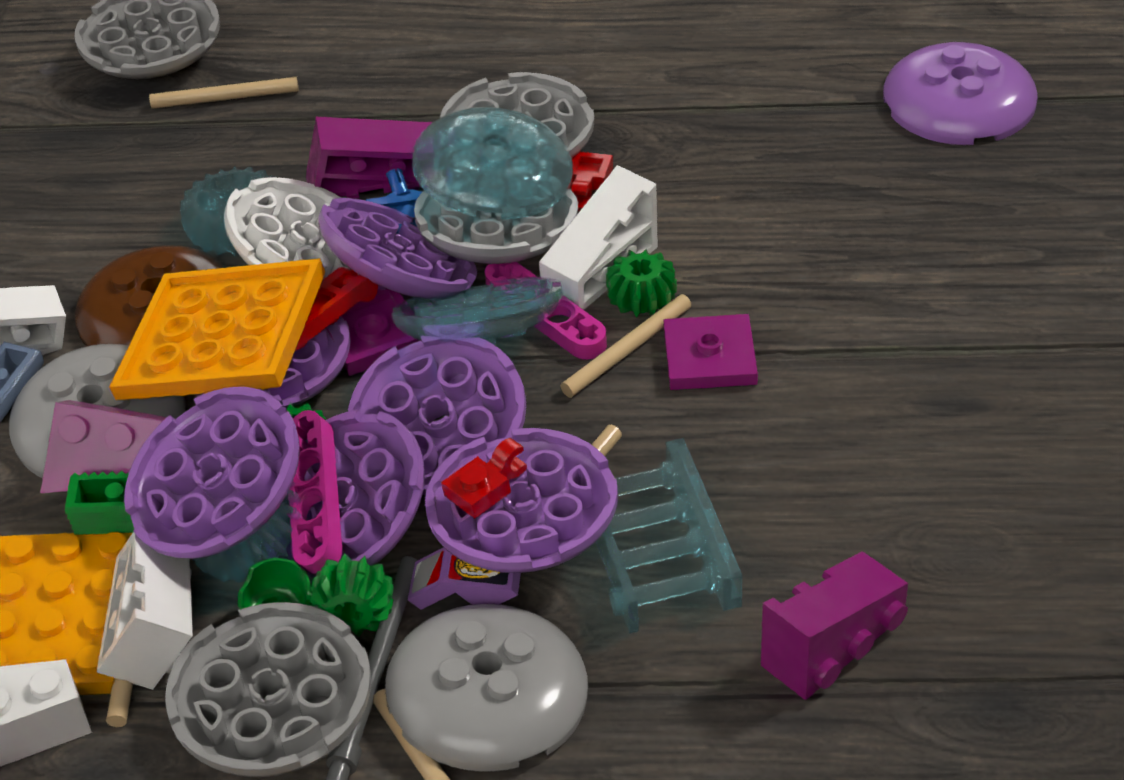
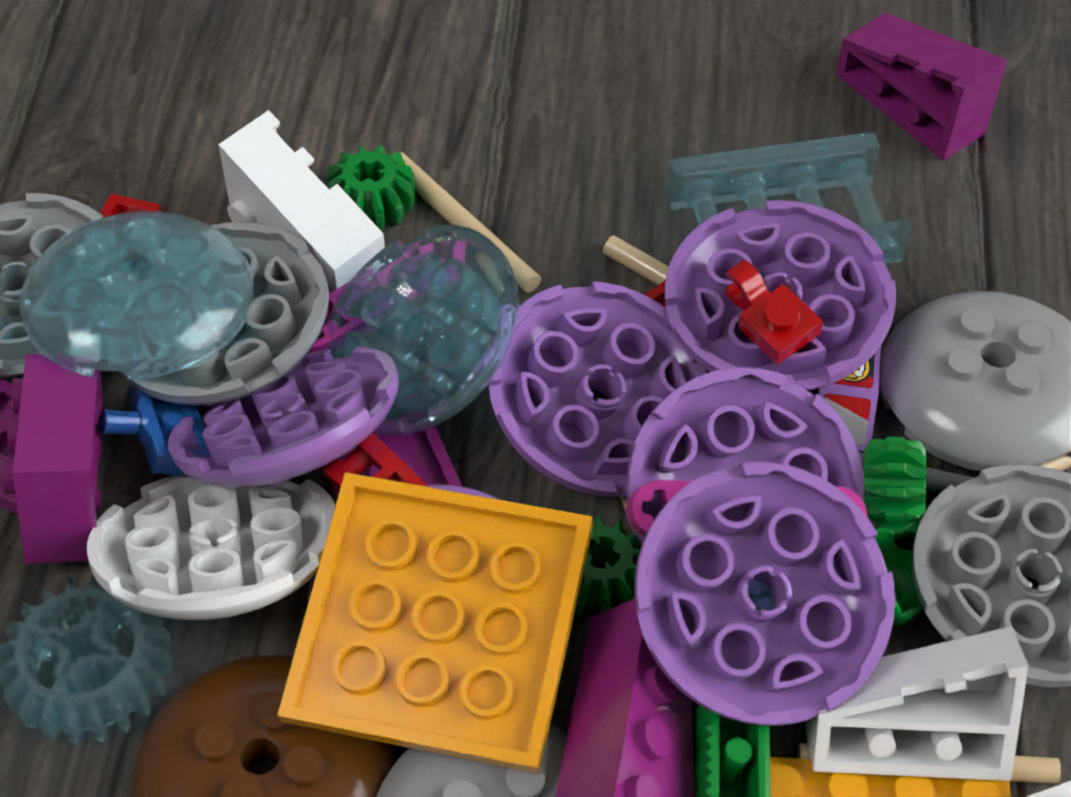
camera: 90 degrees left, 10 degrees up
(710, 352) = (490, 147): magenta plate -> none

